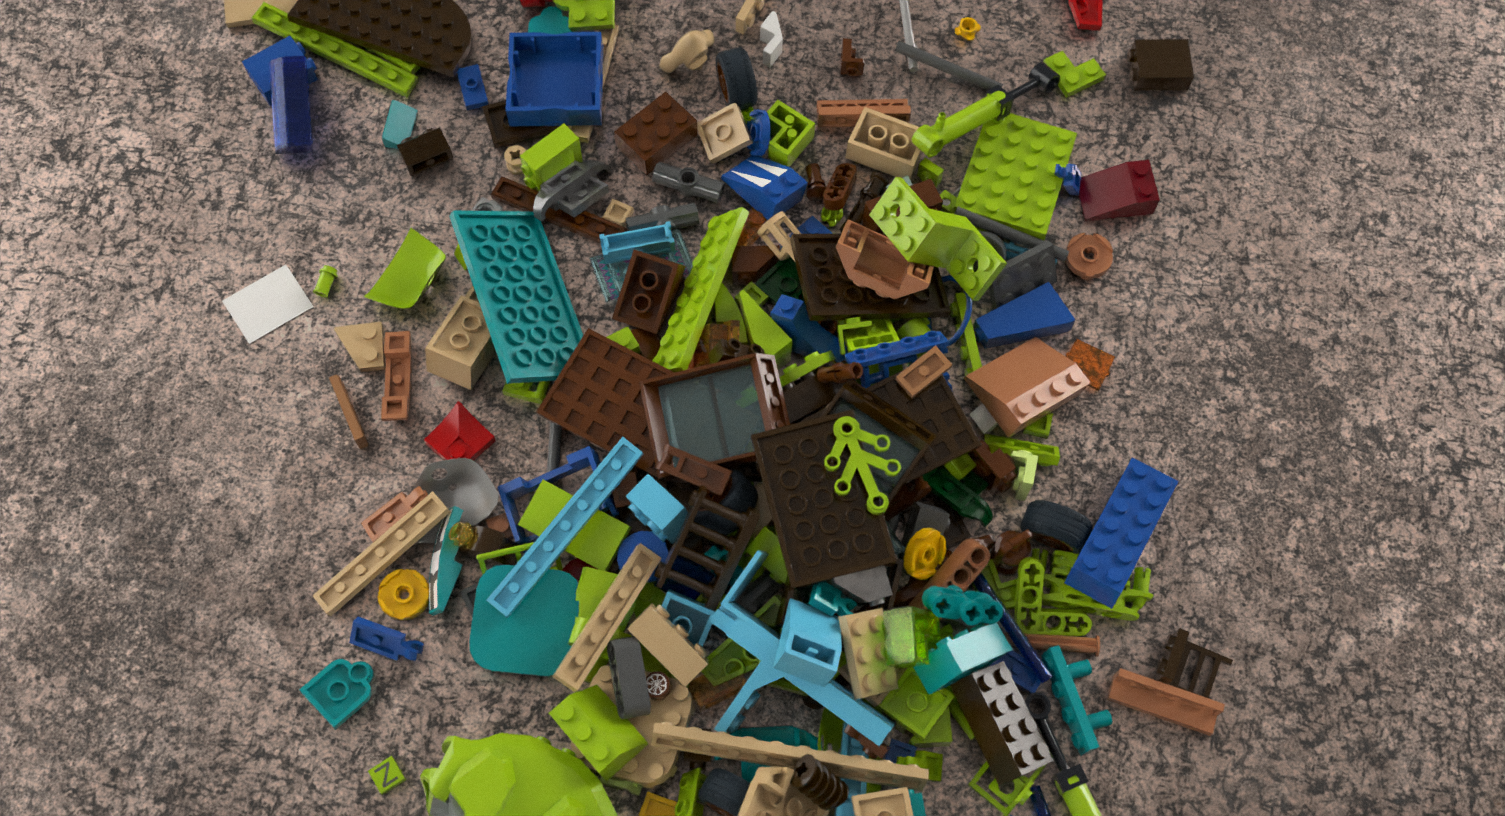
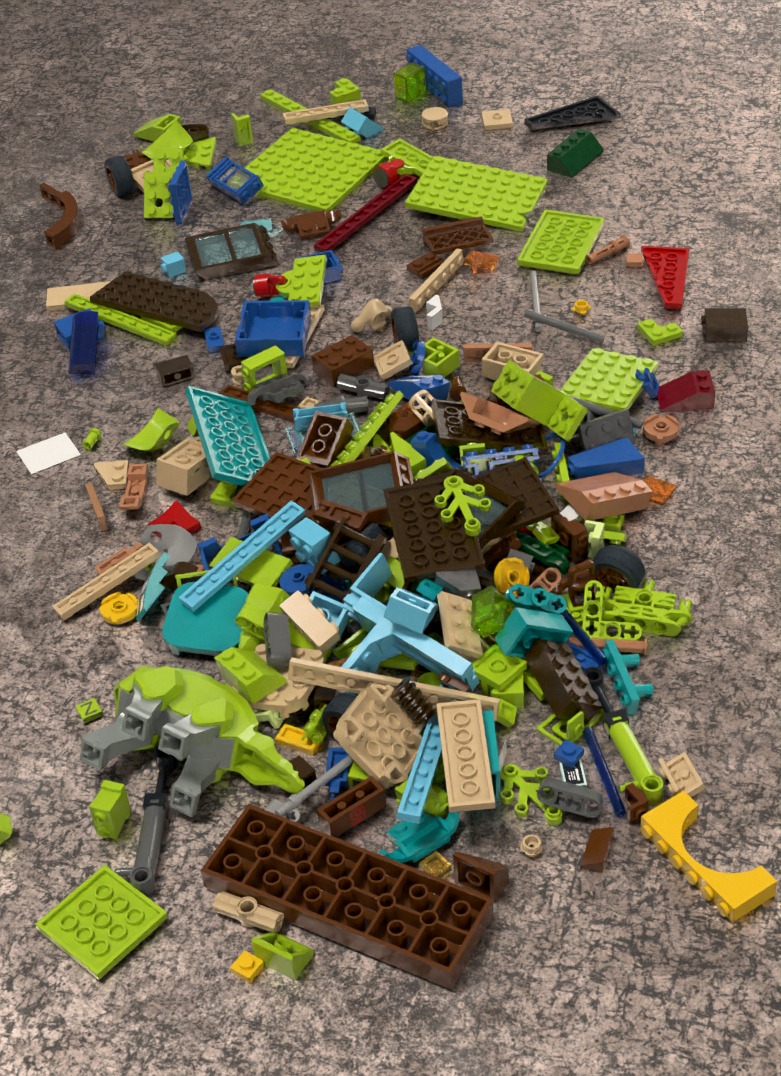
camera: 10 degrees right, 25 degrees down
(339, 690) = (62, 660): teal plate -> none
(383, 640) = (99, 632): blue plate -> none
(398, 124) = (157, 354): teal slope -> none
(461, 533) = (166, 565): clear yellow plate -> none
(606, 618) = (264, 601): tan plate -> none
(658, 685) = (299, 648): reddish brown tile -> none
(836, 197) = (475, 386): reddish brown beam -> none
(840, 372) = (456, 462): reddish brown pin -> none
(849, 64) = (491, 324): reddish brown bracket -> none
(923, 372) = (517, 463): medium nougat plate -> none
(995, 105) = (594, 341): lime piece -> none
(1121, 533) = (667, 572): blue brick -> none
(1164, 701) = (697, 682): nougat fence -> none
(1173, 662) = (707, 655): dark brown plate -> none

